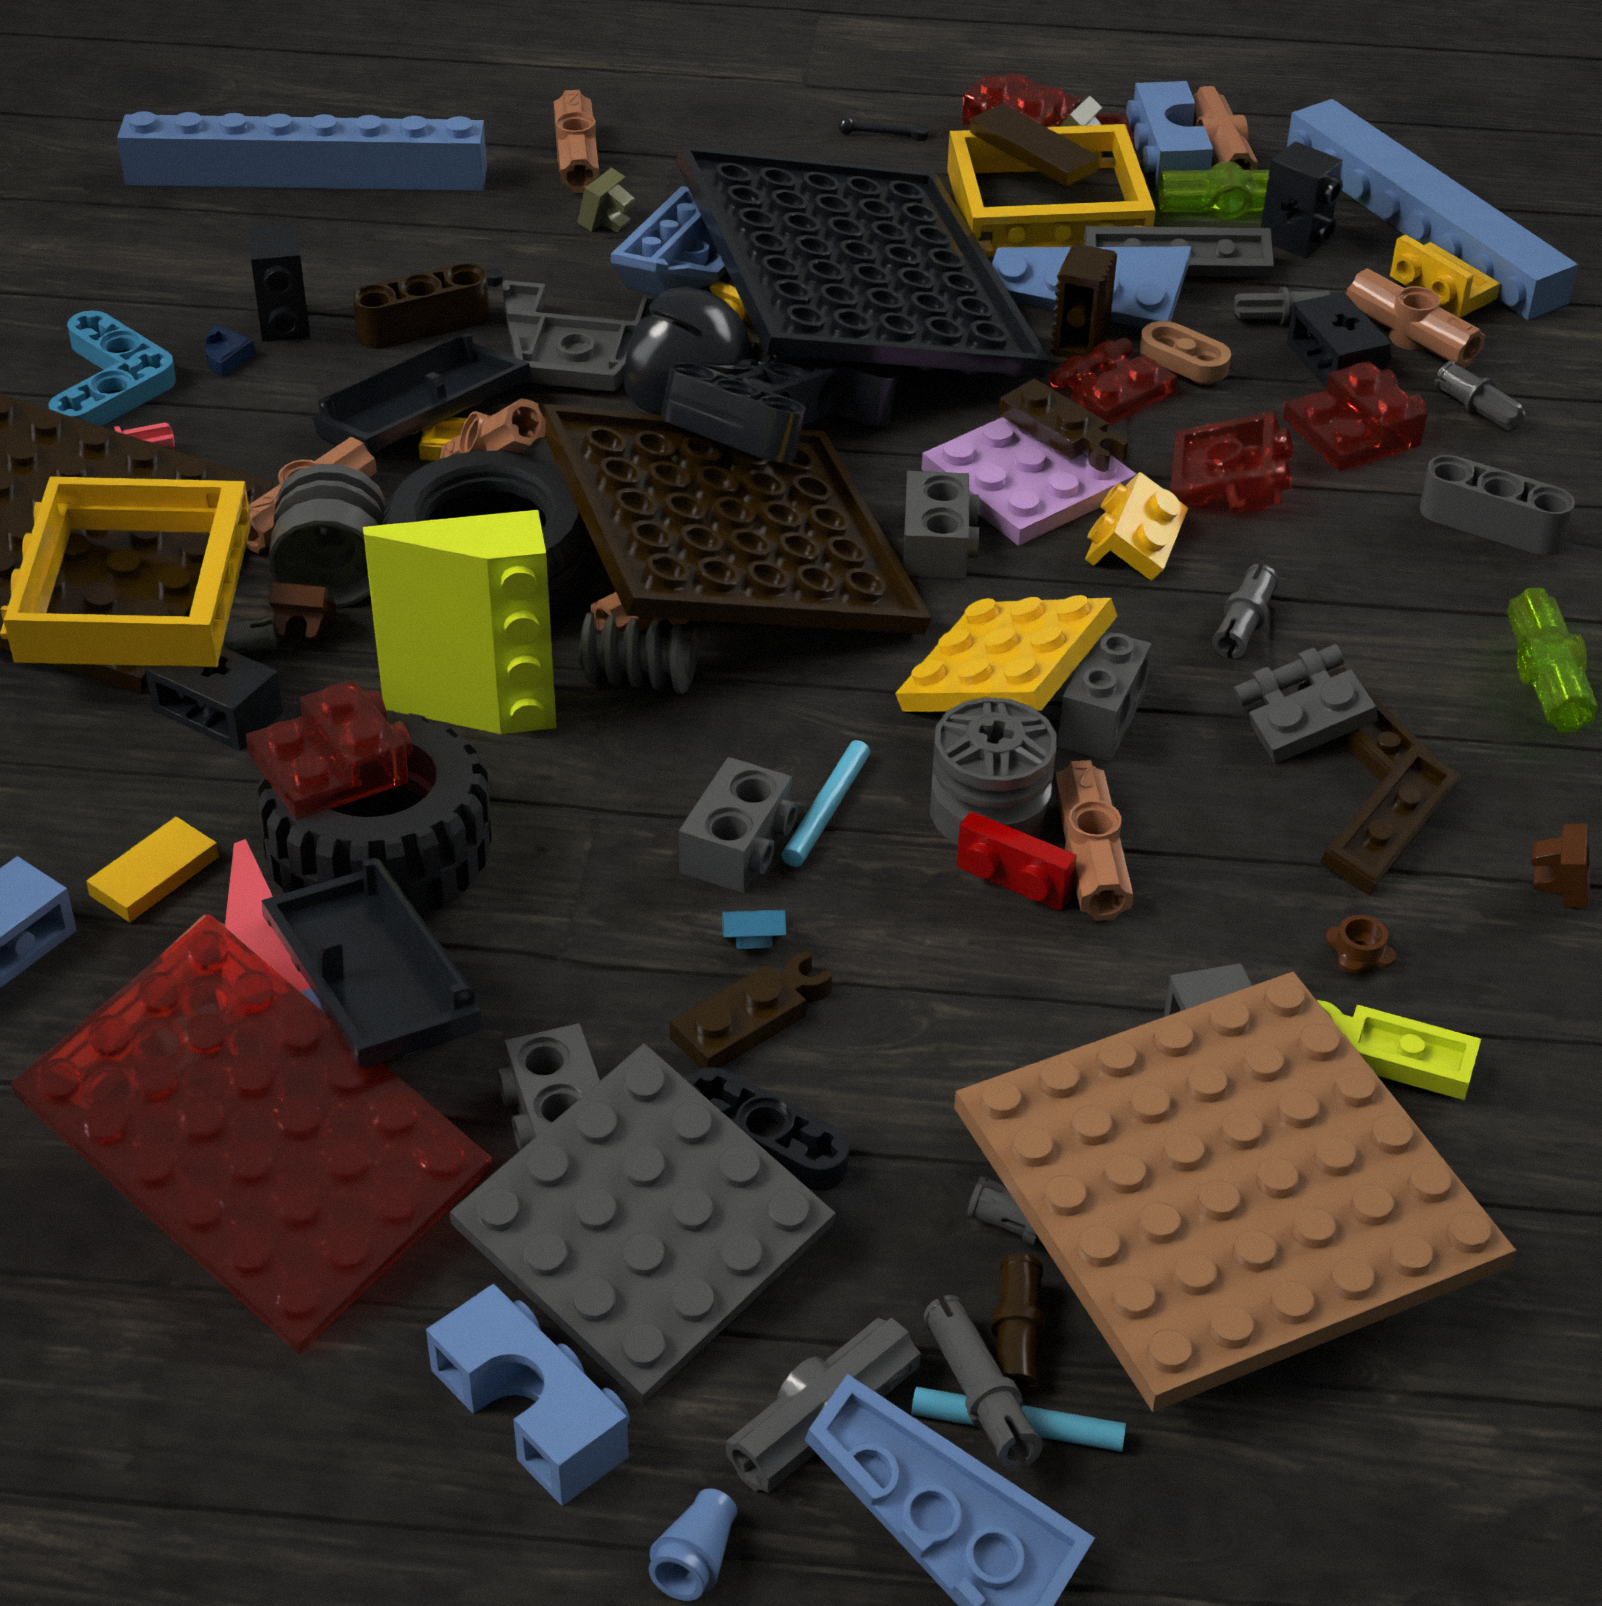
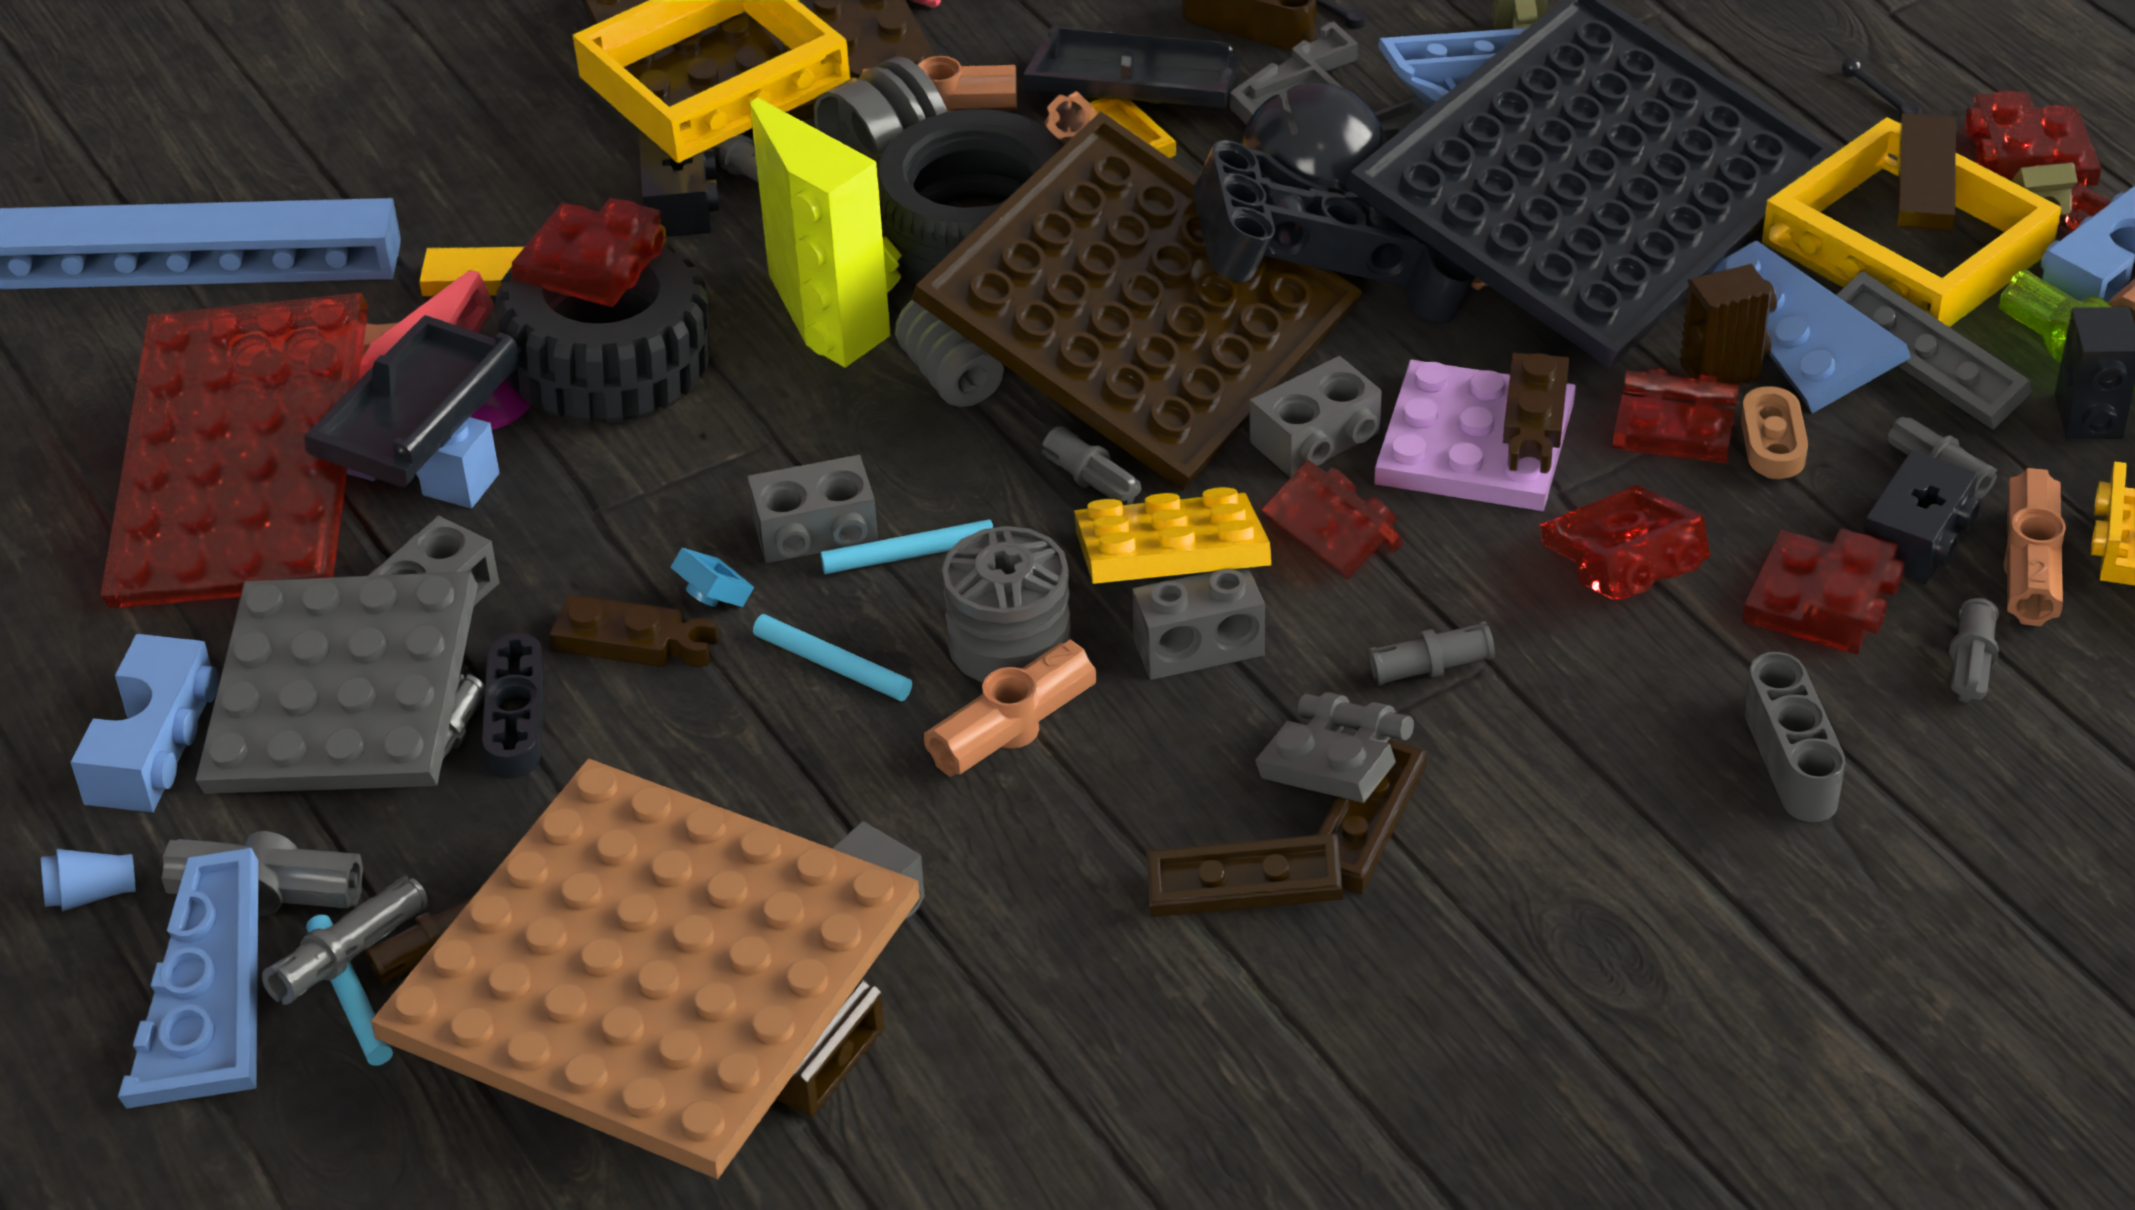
camera: 55 degrees right, 0 degrees up
(854, 659) = (1090, 465): none -> dark grey axle
(911, 910) = (832, 657): none -> medium azure bar
(1016, 860) = (929, 660): red plate -> none
(1056, 570) = (1331, 519): none -> clear red bracket
(1137, 525) = (1469, 533): yellow bracket -> none
(1361, 944) = (1063, 932): reddish brown plate -> none
(1410, 1049) = (950, 1013): neon yellow plate -> none
(1552, 660) = (1598, 878): clear neon green piece -> none
(1566, 865) = (1305, 1016): reddish brown tile -> none

